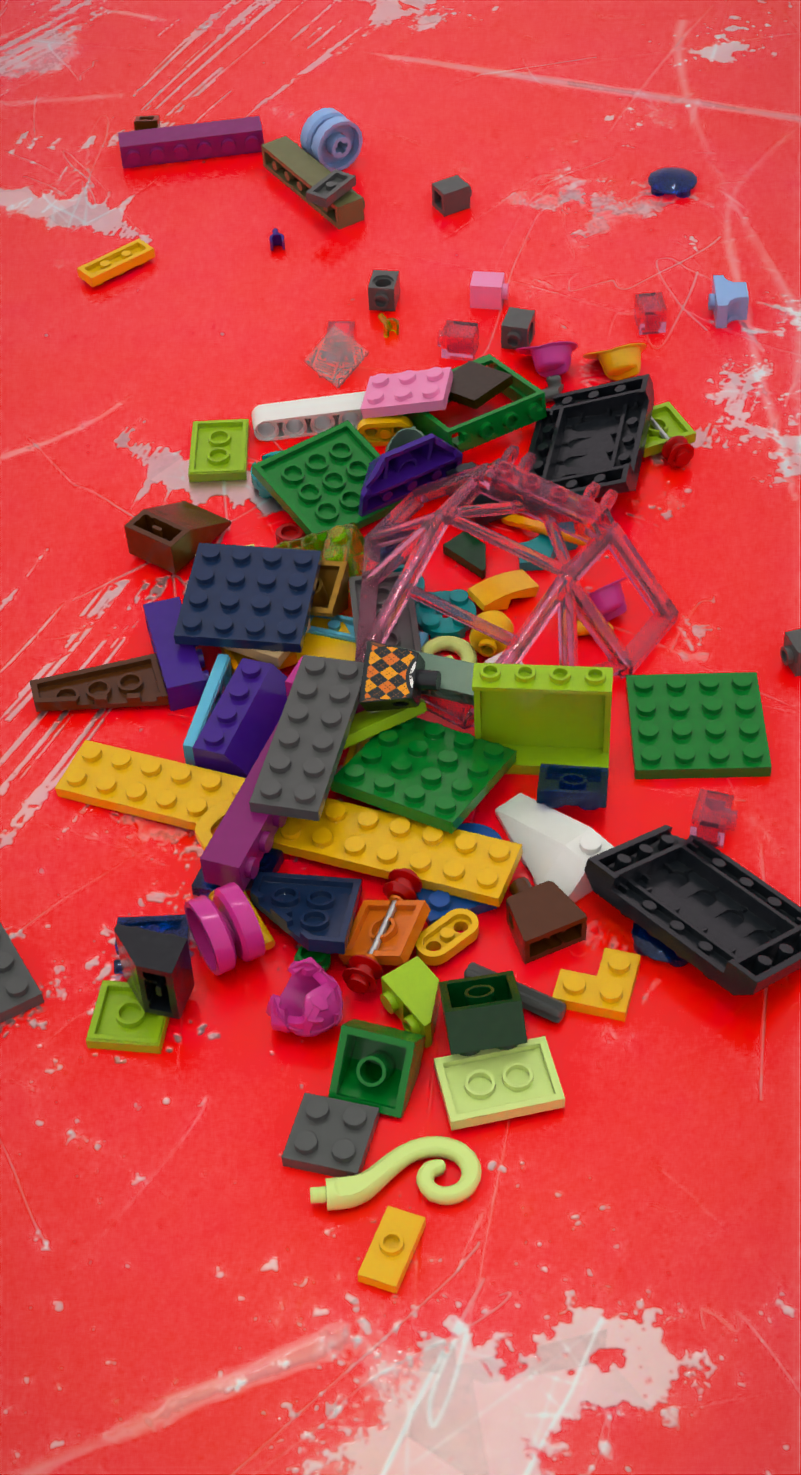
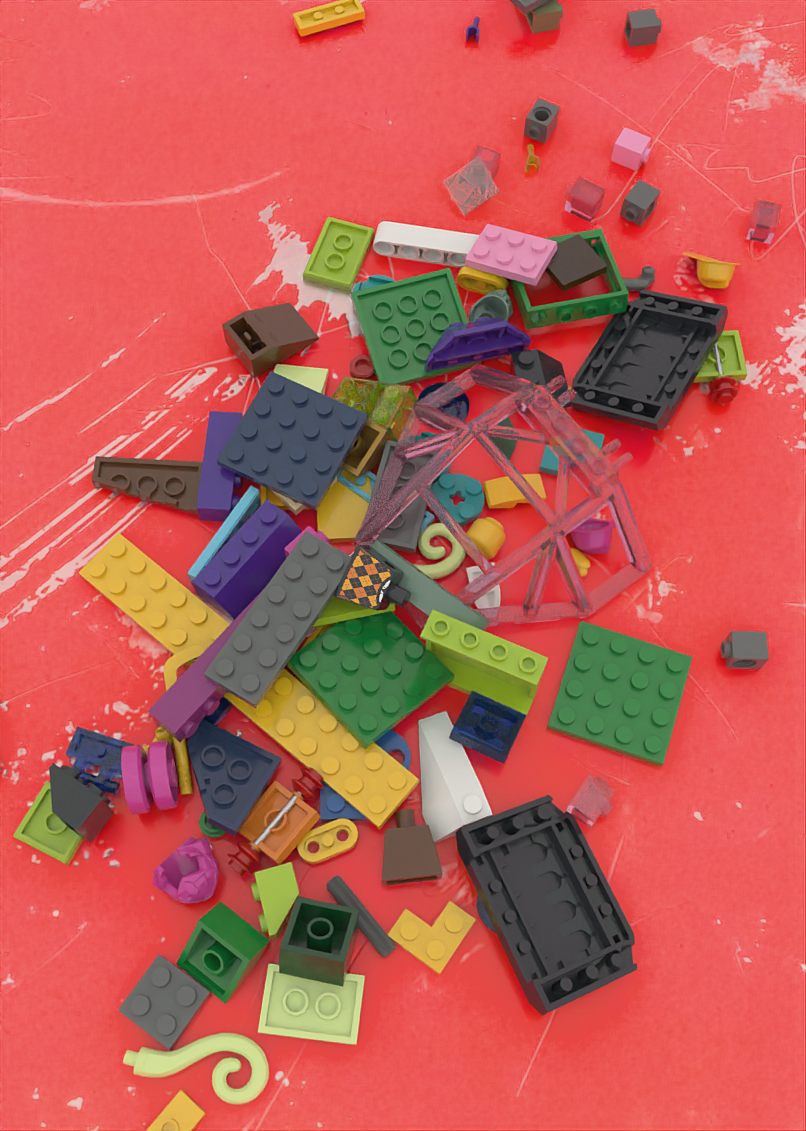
camera: 15 degrees right, 20 degrees up
(550, 358) = (653, 248): dark pink piece -> none

